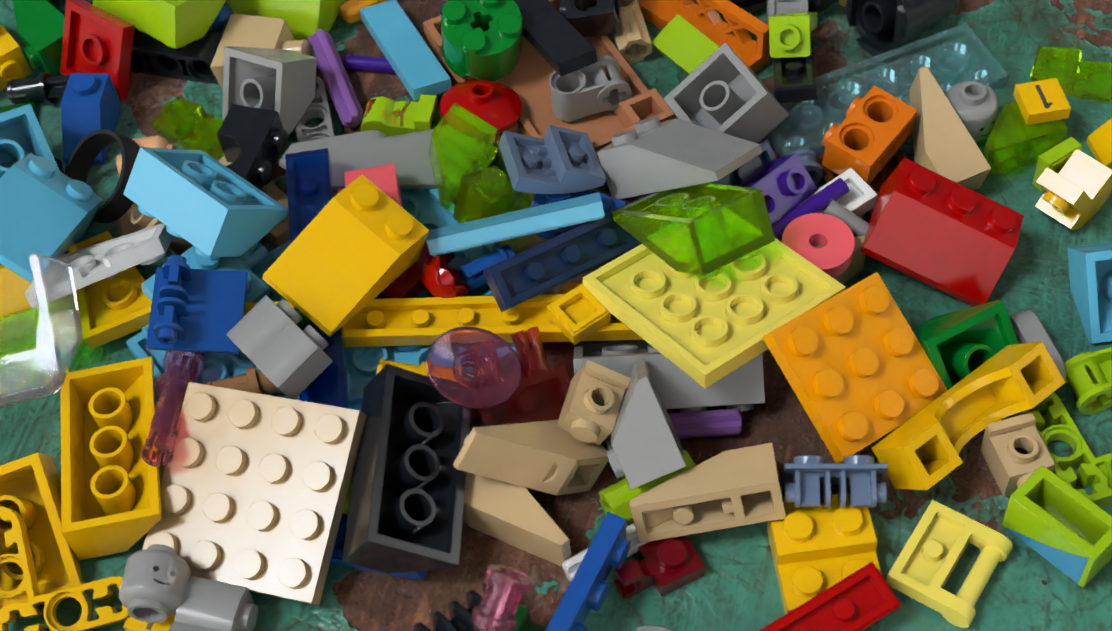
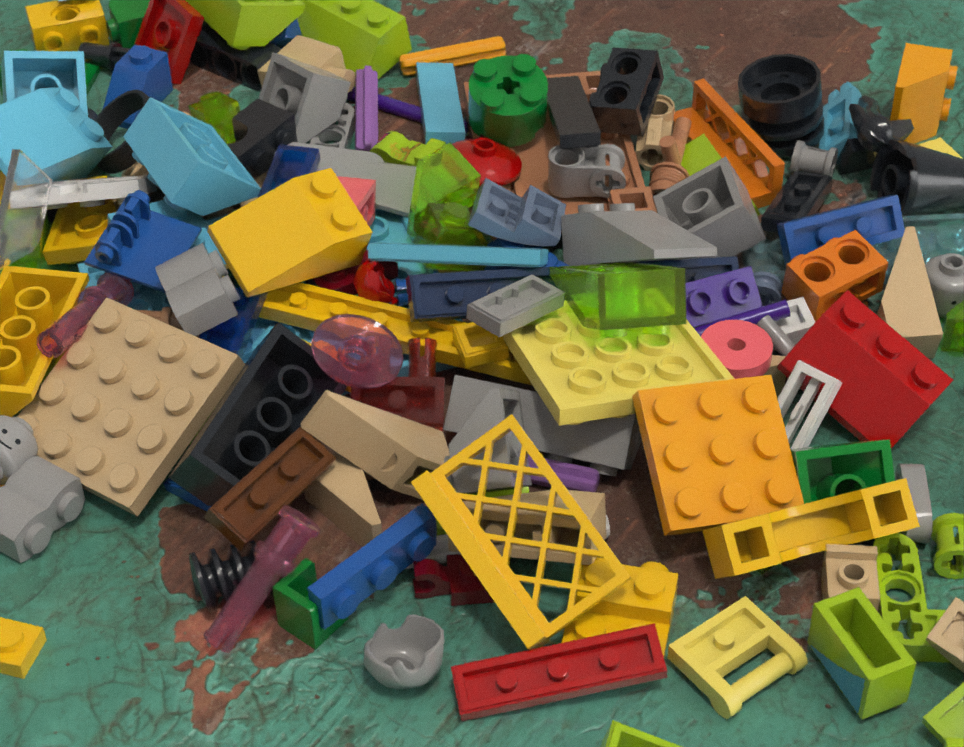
camera: 15 degrees right, 10 degrees down
(452, 543) = (269, 486): none -> reddish brown tile
(592, 403) = (449, 411): tan brick -> none
(606, 270) = (515, 305): none -> light grey plate
(662, 70) = (670, 171): none -> nougat piece
(694, 551) = (485, 559): none -> yellow fence
(791, 34) = (800, 173): lime bracket -> none
(807, 472) = (671, 545): sand blue hinge -> none
(831, 97) = (873, 219): none -> blue plate
(906, 253) = (819, 409): none -> white tile

